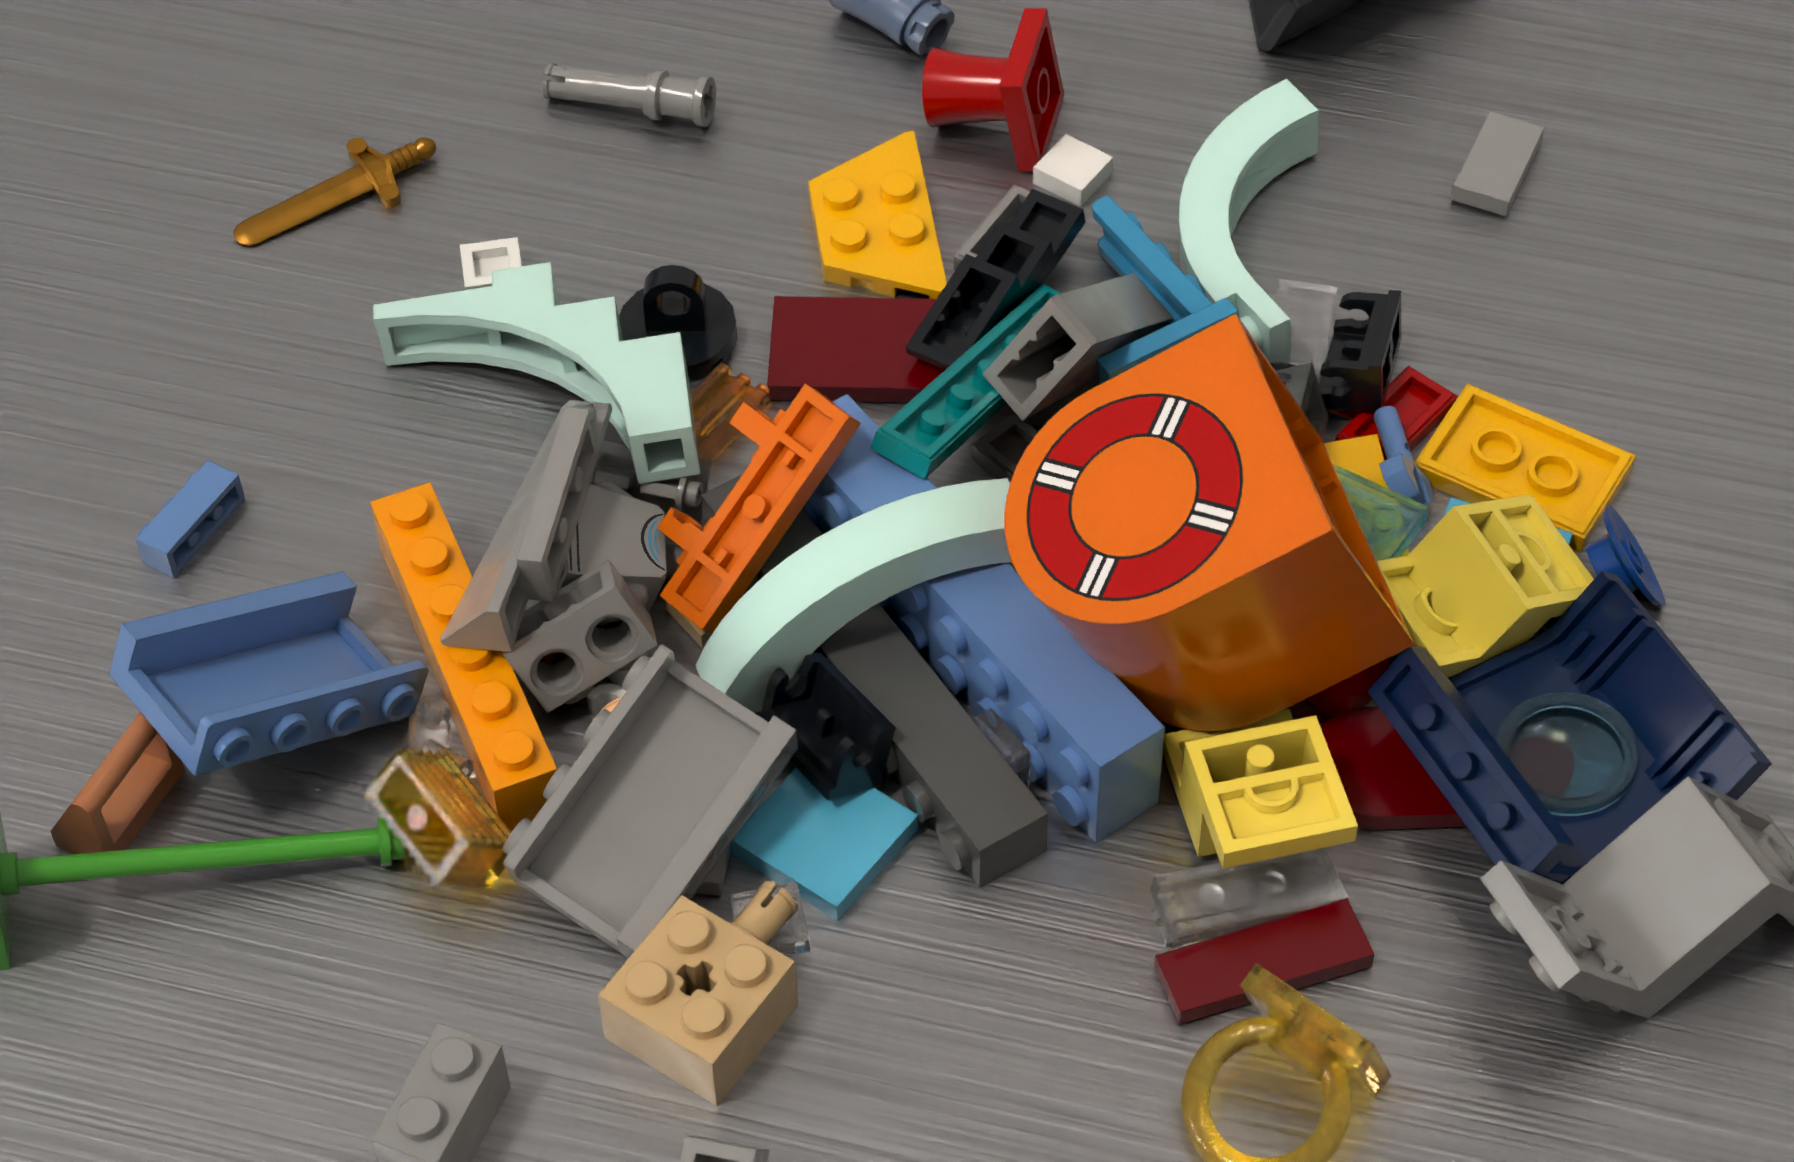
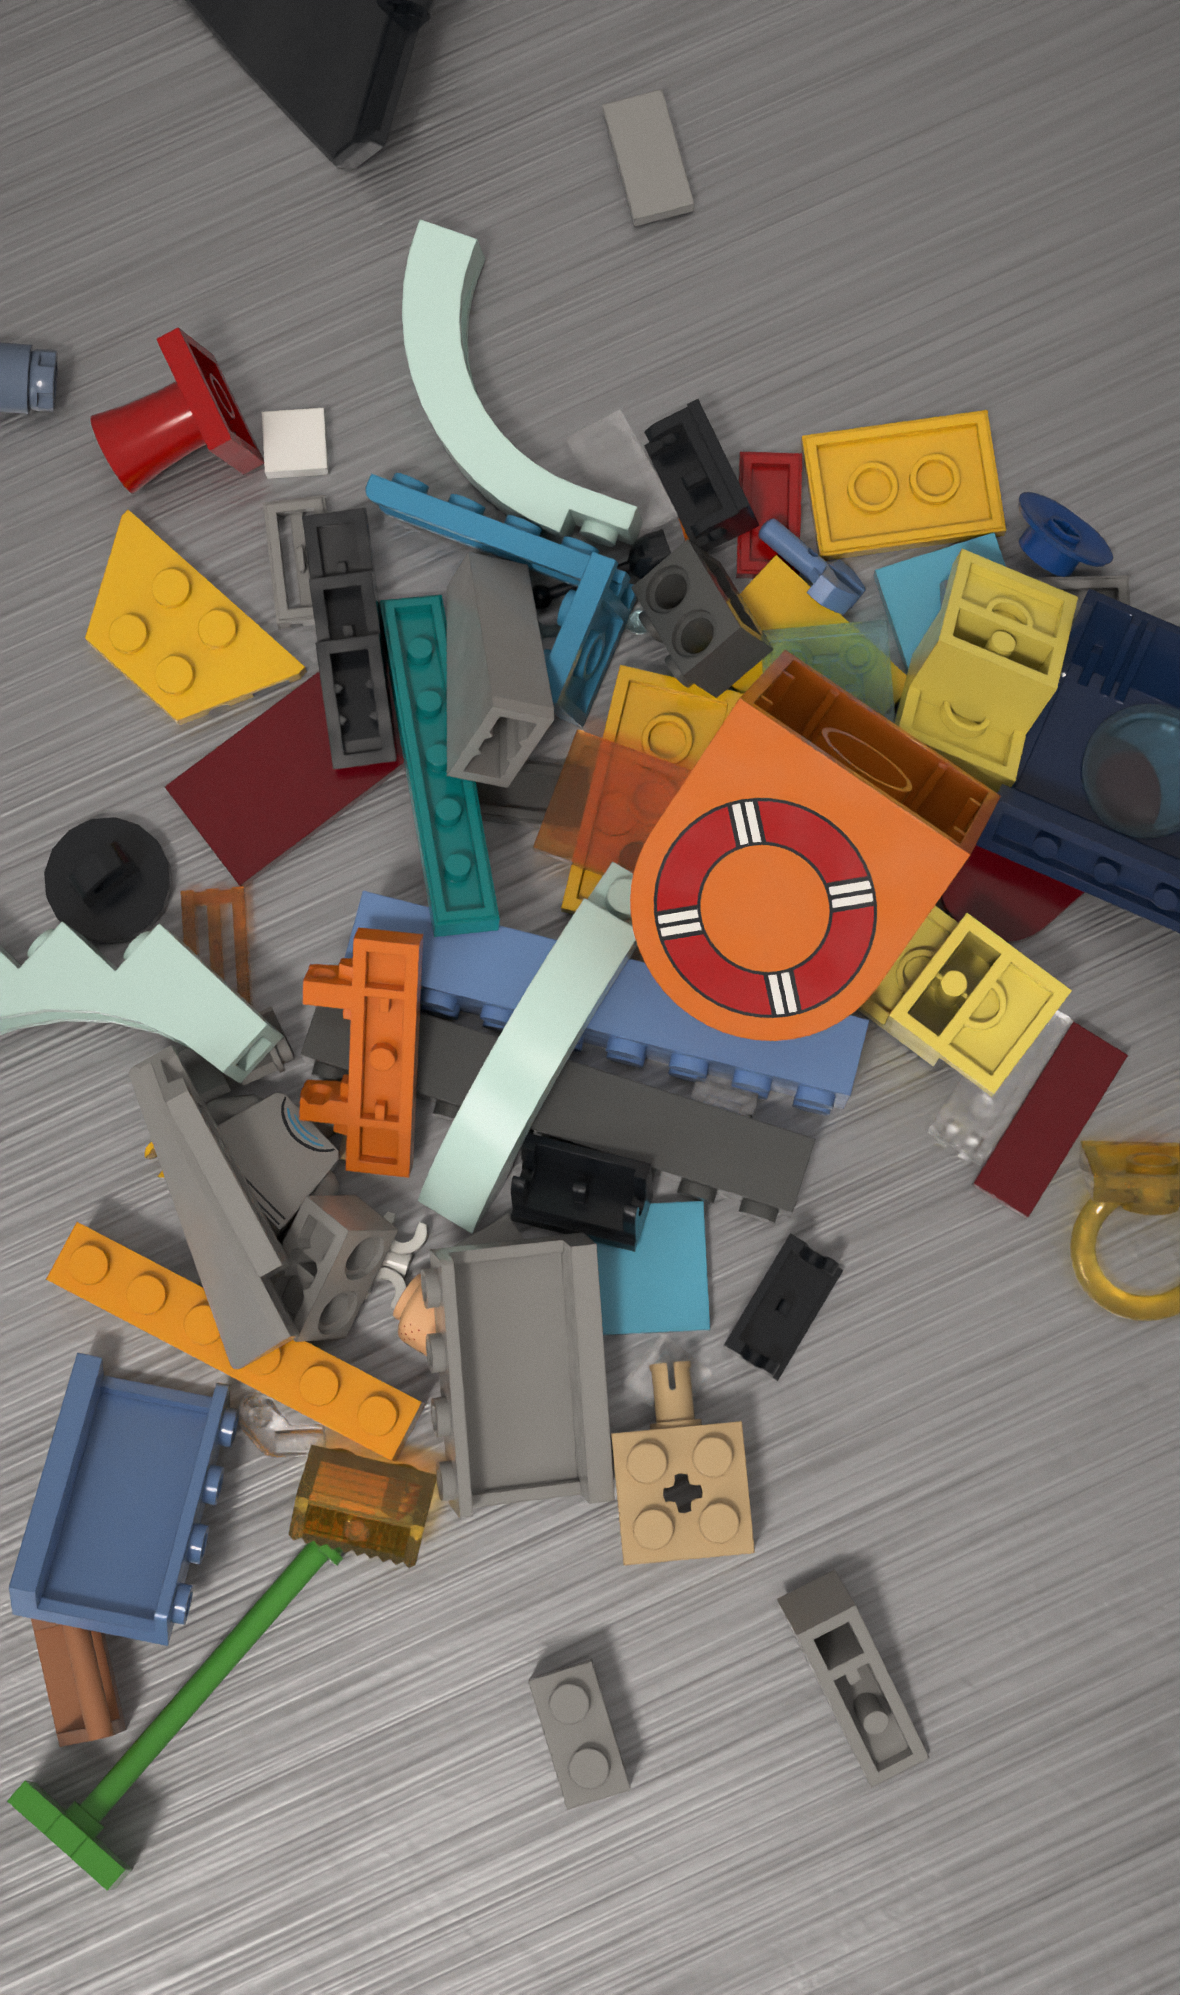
camera: 35 degrees left, 30 degrees up
(910, 928) = (783, 1307): none -> black hinge

